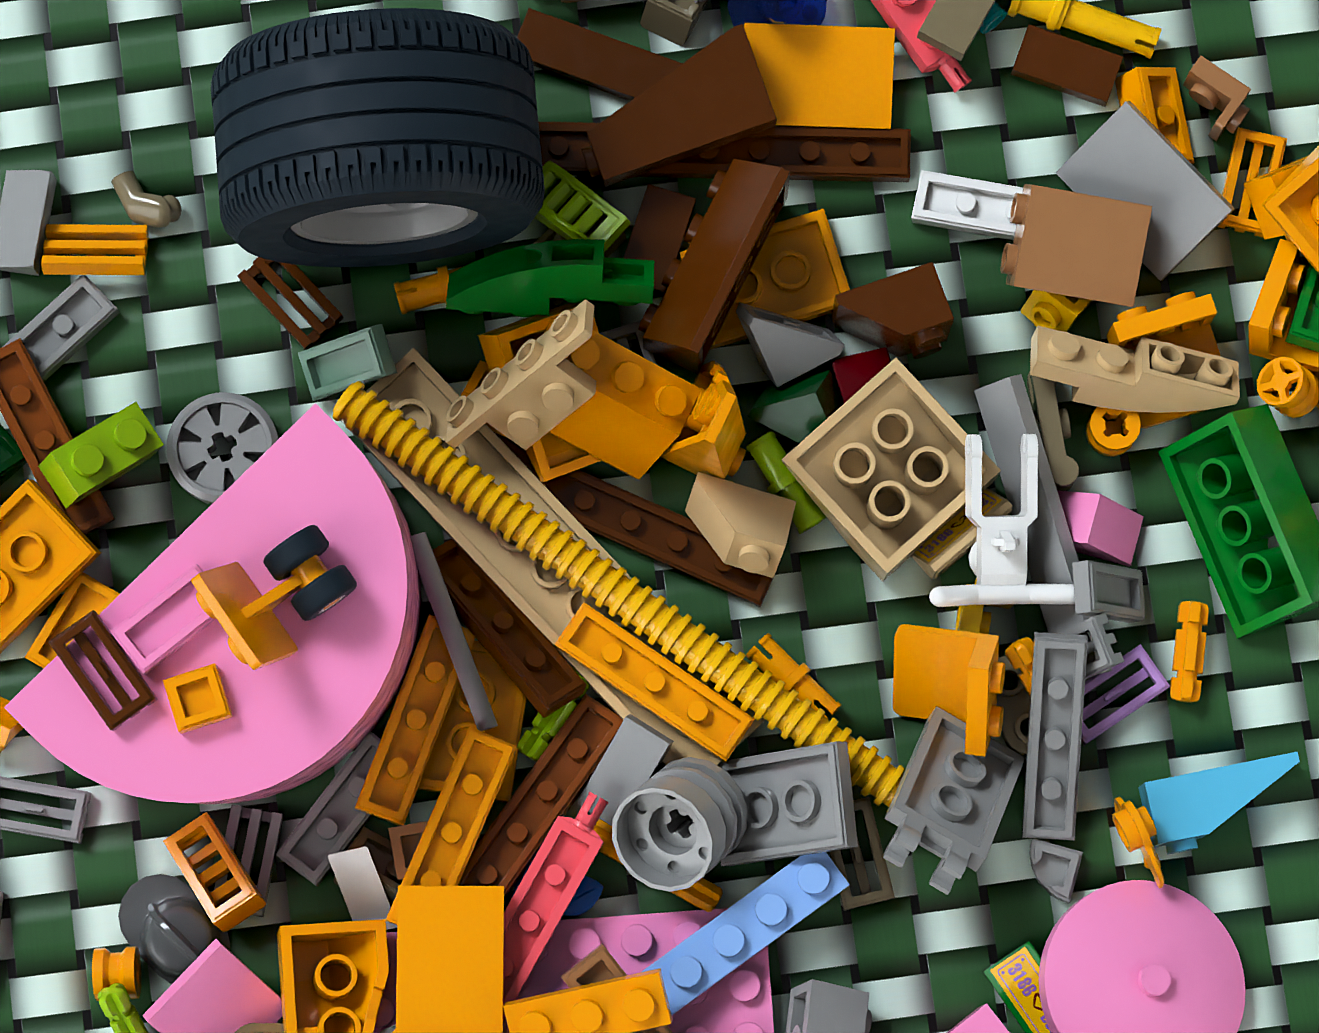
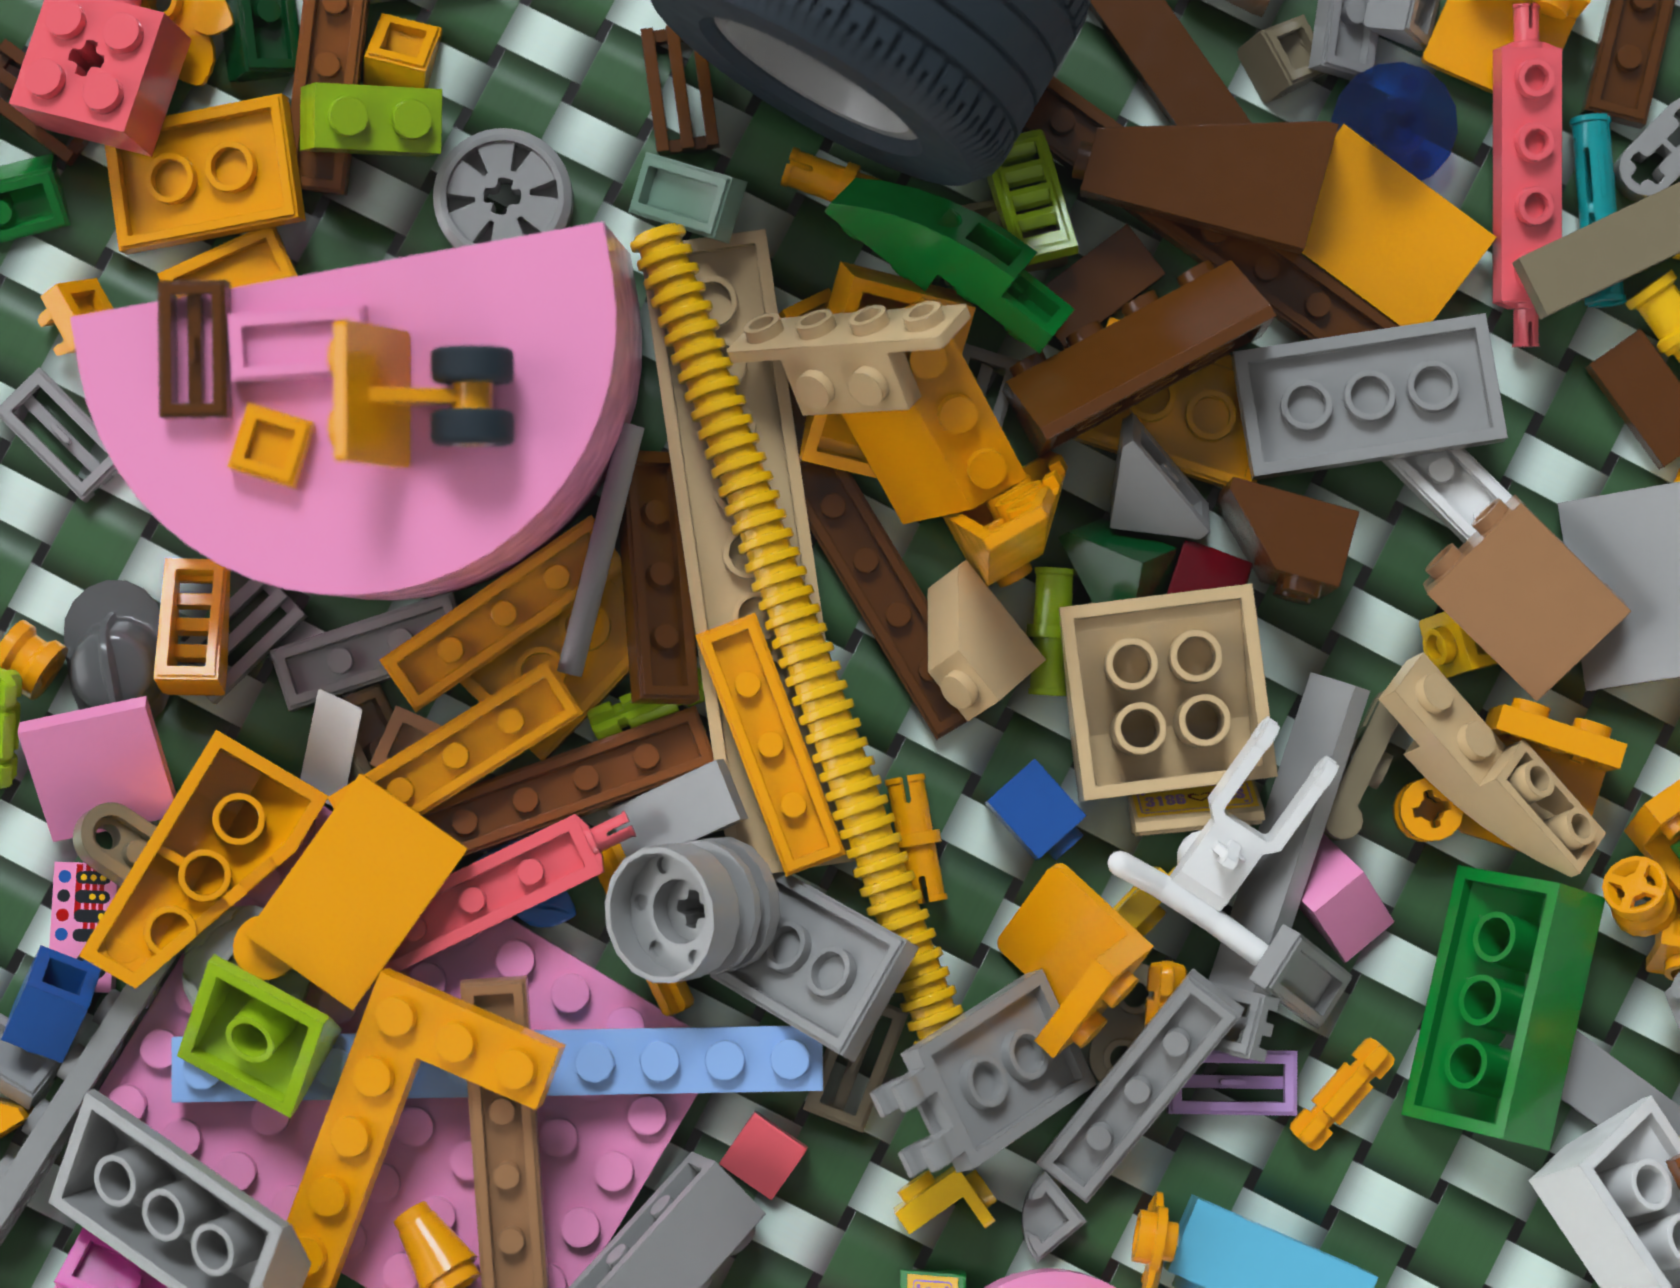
camera: 30 degrees right, 5 degrees up
(87, 399) = (401, 53): none -> light orange slope
(840, 957) = (763, 1155): none -> coral slope
(860, 606) = (1037, 812): none -> blue brick
(885, 187) = (1369, 396): none -> light grey plate
(968, 907) = (929, 1196): none -> yellow bracket

